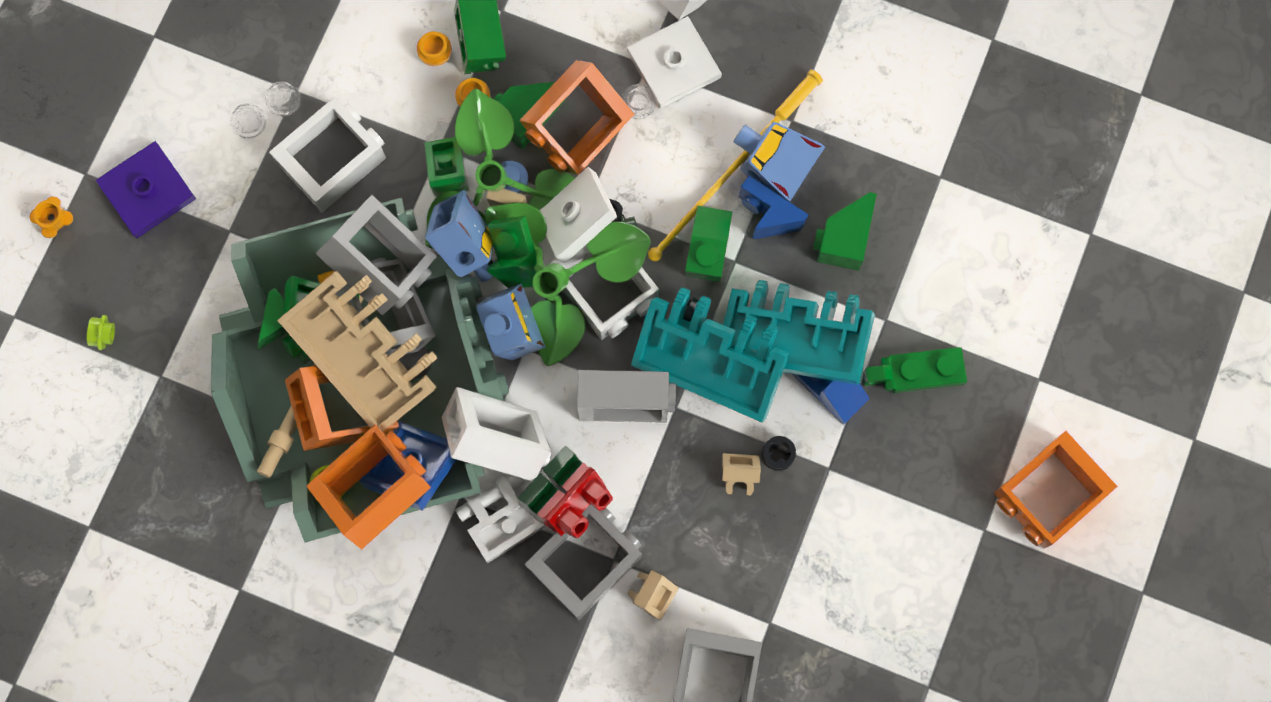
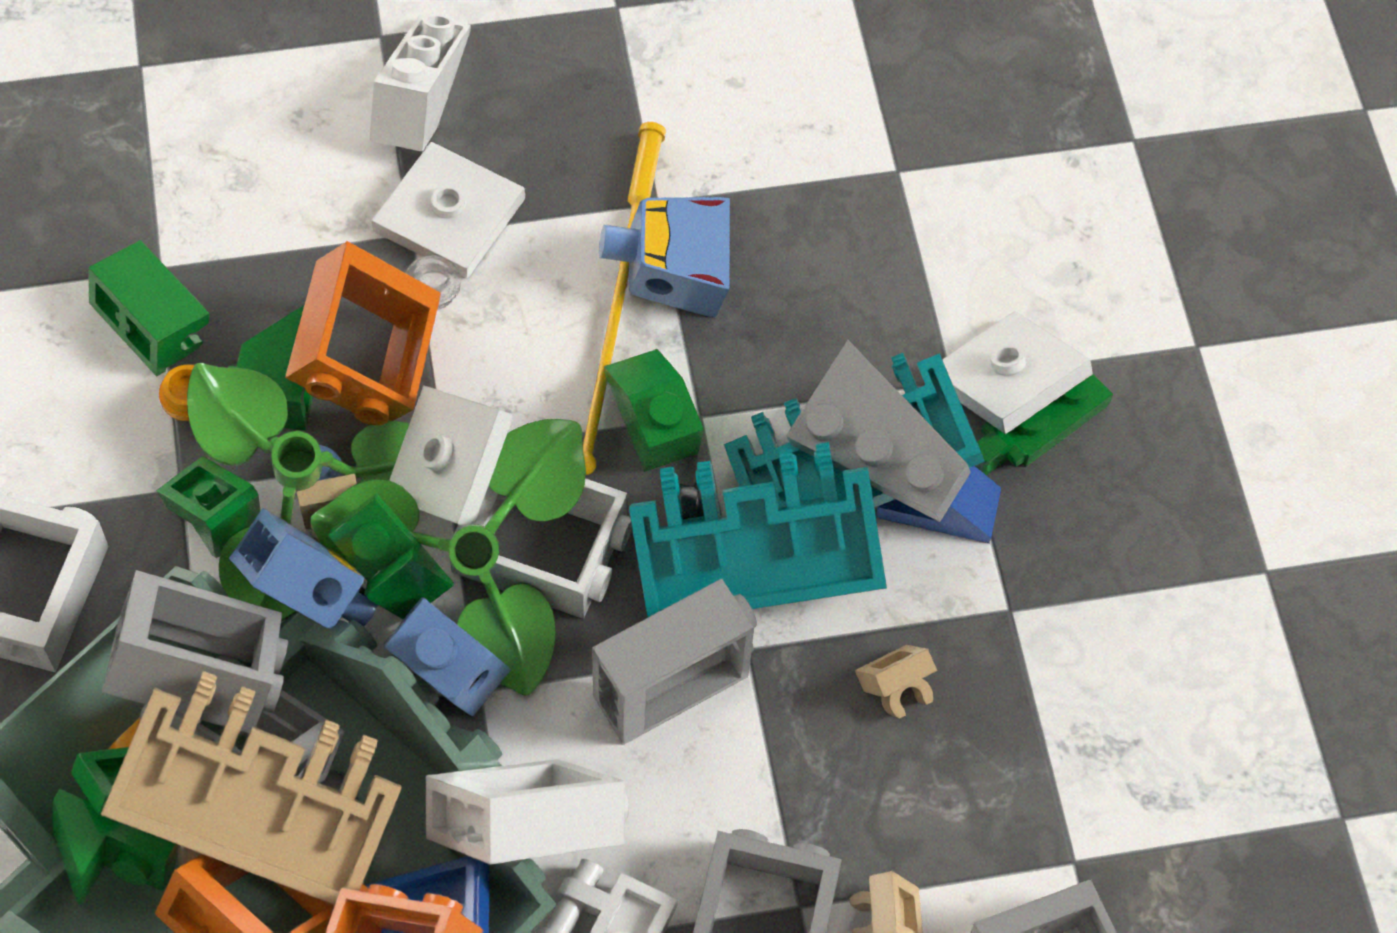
camera: 35 degrees left, 15 degrees down
(434, 48) = (92, 361): light orange plate -> none
(565, 499) = (677, 836): red hips -> none
(776, 442) = (935, 607): black bush -> none
(779, 214) = (720, 315): blue slope -> none
(809, 334) = (879, 430): none -> light grey wing
(846, 234) = (831, 297): green slope -> none
(917, 336) = (1014, 371): none -> white plate
(1082, 468) = (1355, 423): orange window -> none

